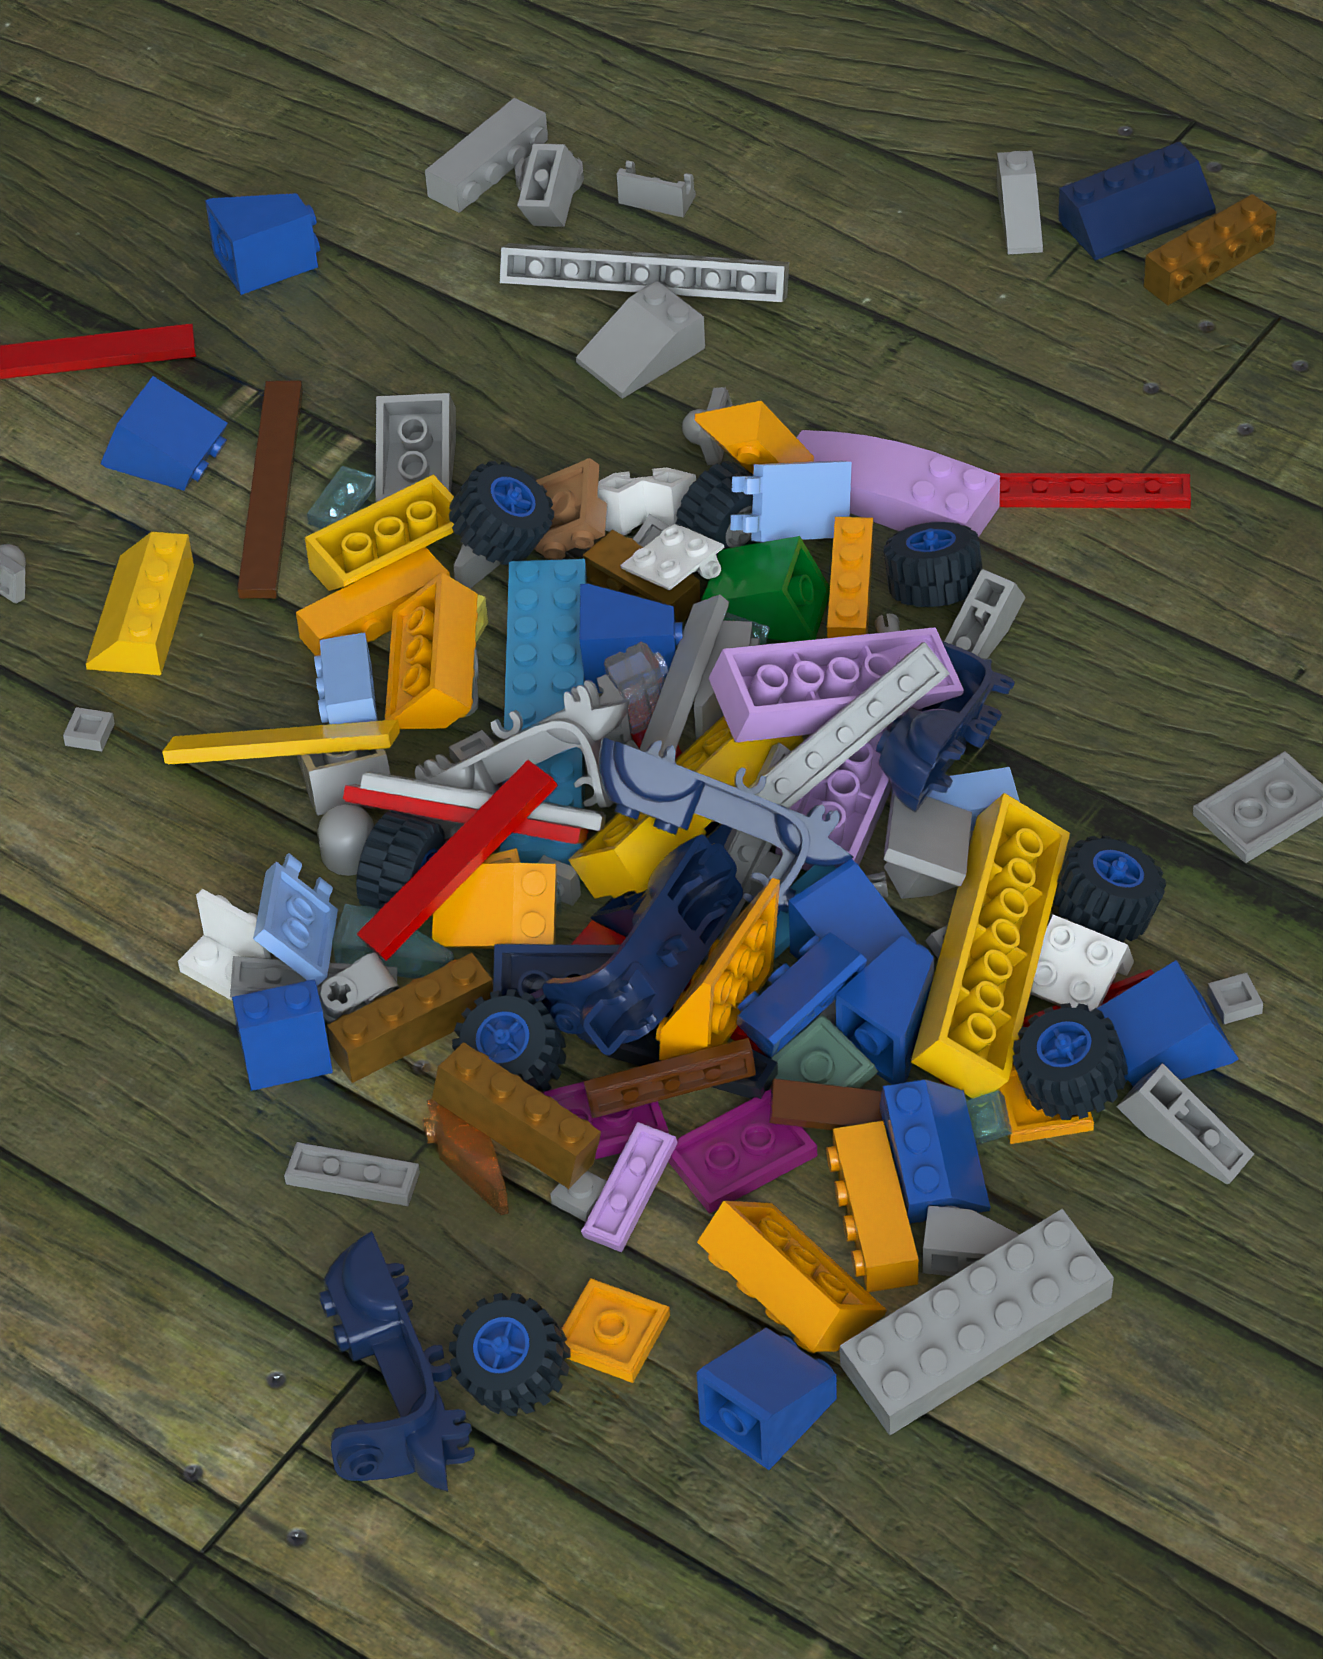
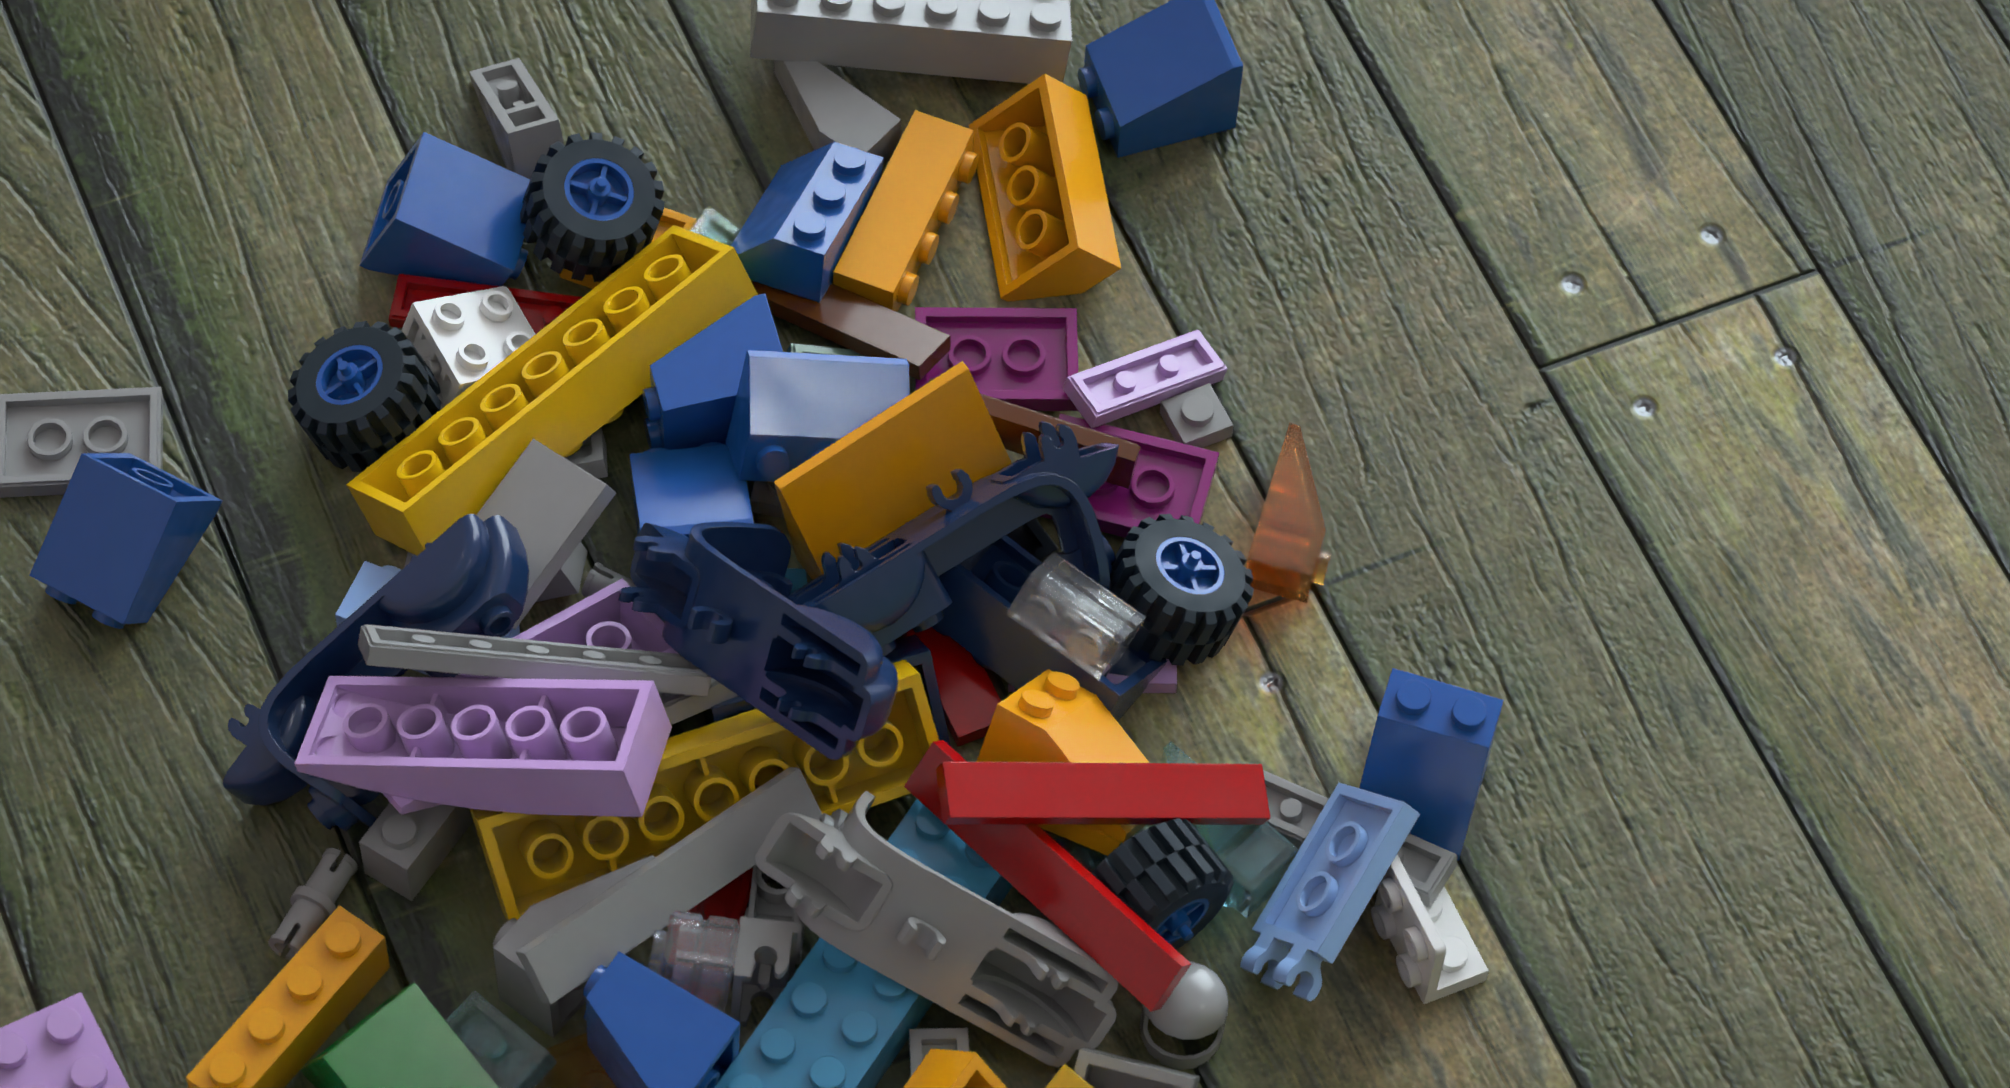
camera: 155 degrees left, 10 degrees up
(352, 1174) = (1433, 584): light grey tile -> none
(357, 986) = (1304, 764): light grey piece -> none
(376, 1323) = (1524, 352): dark blue piece -> none
(407, 1018) = (1257, 714): pearl gold brick -> none
(476, 799) = (1024, 875): tile -> none
(509, 1354) = (1400, 244): black wheel -> none
(516, 1115) = (1233, 472): pearl gold brick -> none
(538, 955) = (1076, 616): none -> clear brick
(613, 1329) = (1263, 256): light orange tile -> none
(932, 563) = (167, 968): black wheel -> none
(986, 614) = (178, 864): light grey slope -> none
(1175, 753) = (121, 537): none -> blue slope
(1235, 998) = (336, 228): light grey plate -> none

